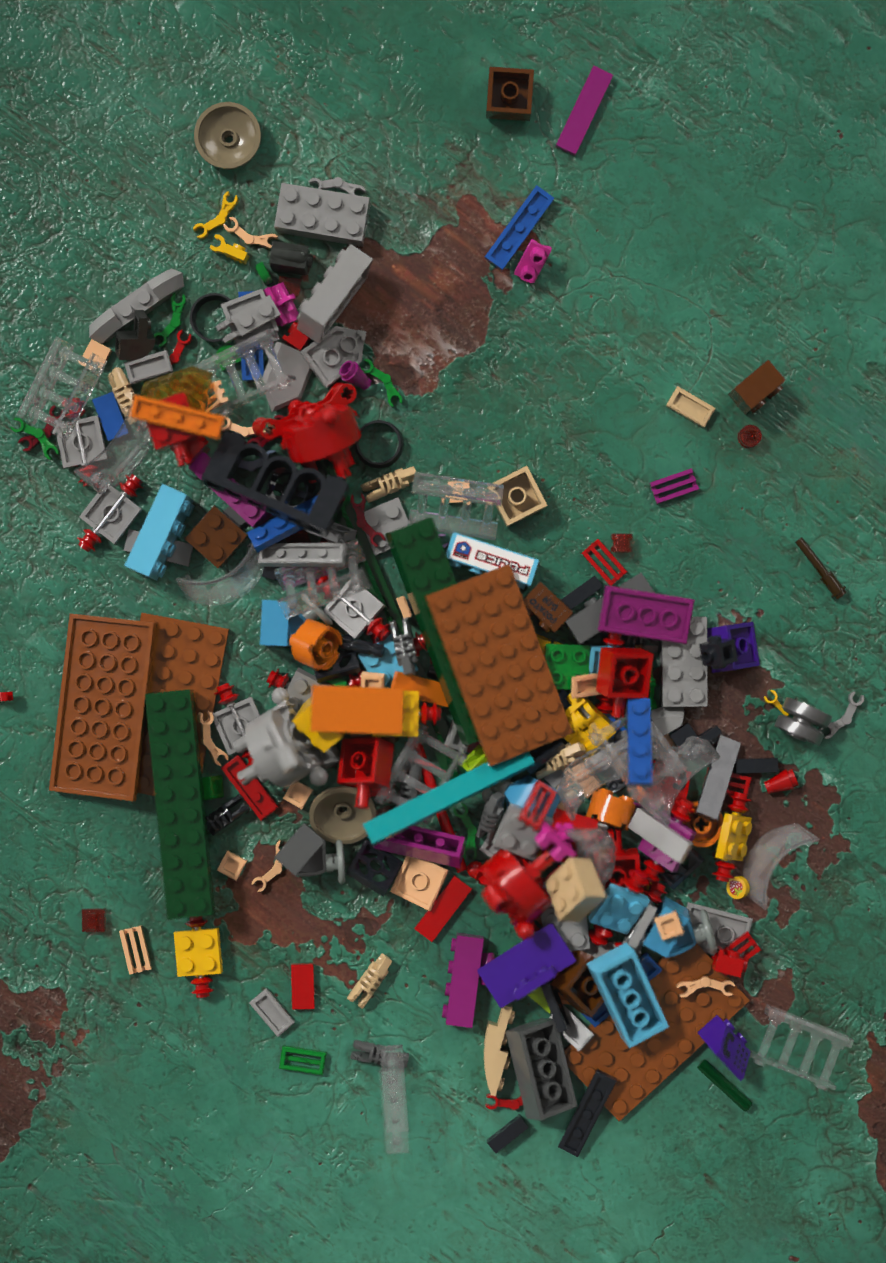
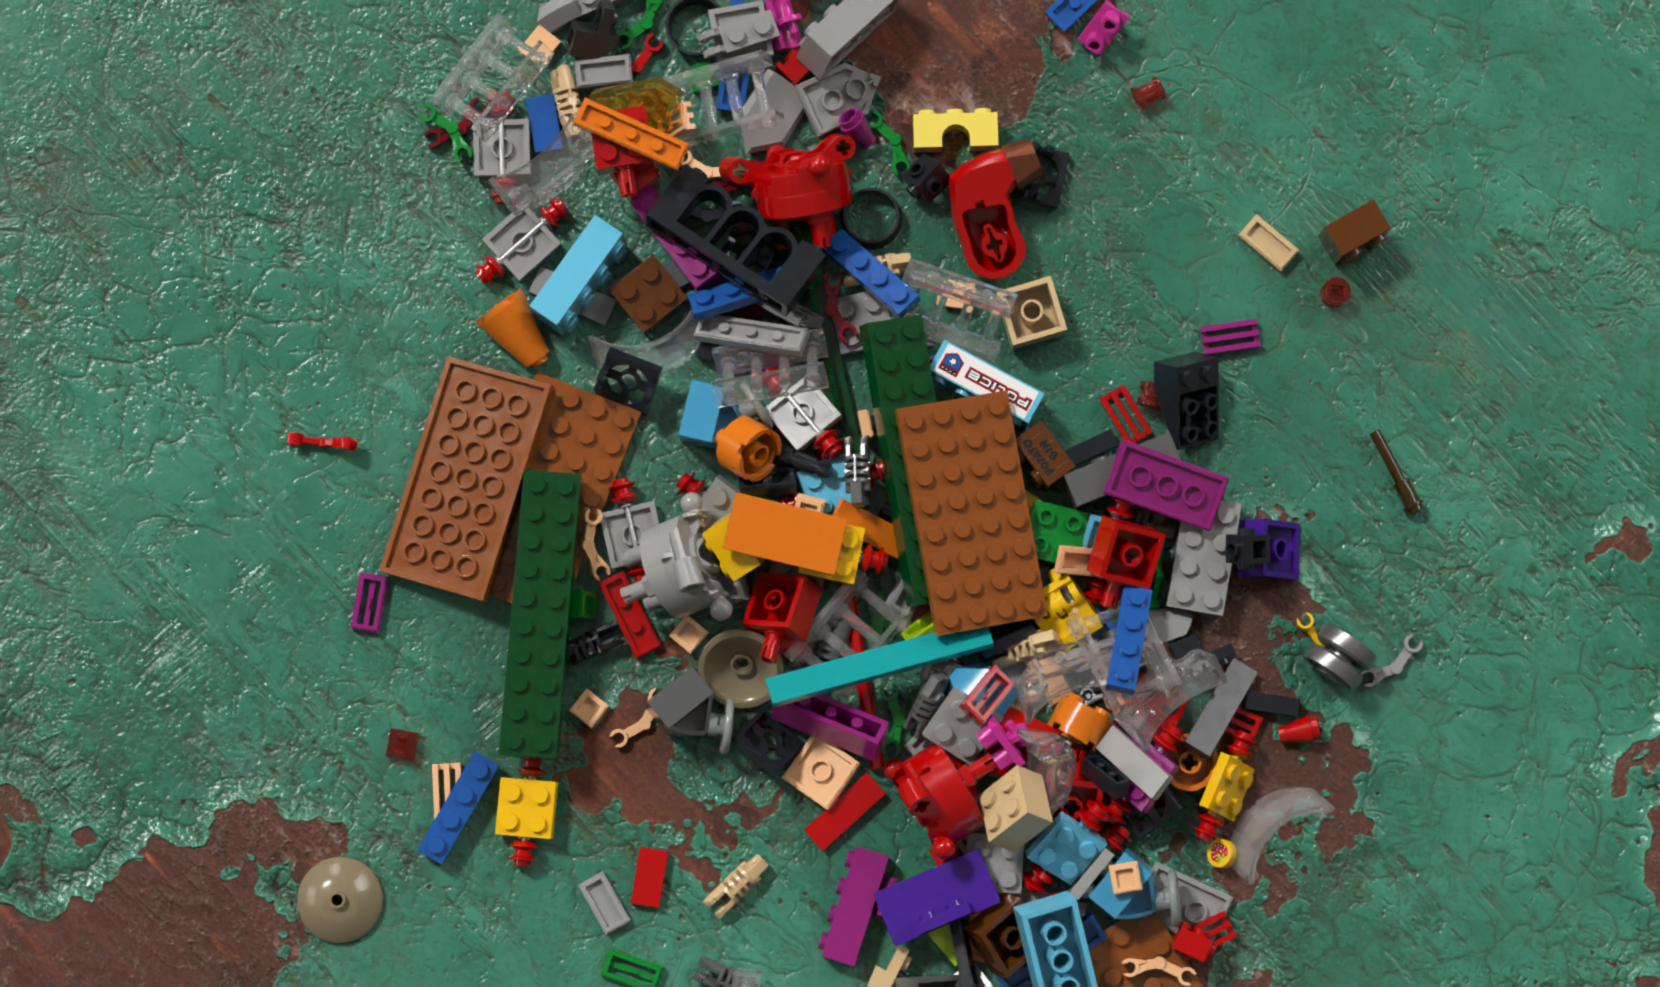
camera: 15 degrees right, 5 degrees down
(47, 796) = (380, 604): none -> magenta tile
(79, 1036) = (360, 895): none -> dark tan dish
(118, 583) = (516, 329): none -> orange cone
(145, 961) = (458, 807): none -> blue plate
(229, 597) = (650, 371): none -> black piece
(387, 489) = (871, 274): none -> blue plate
(416, 406) = (925, 178): none -> black brick
(450, 357) = (979, 127): none -> light yellow arch
(465, 422) = (984, 209): none -> red piece
(487, 369) = (1051, 199): none -> black piece
(576, 306) = (1148, 93): none -> clear red bush
(639, 849) = (1105, 776): none -> black piece
(651, 540) = (1189, 397): none -> black slope

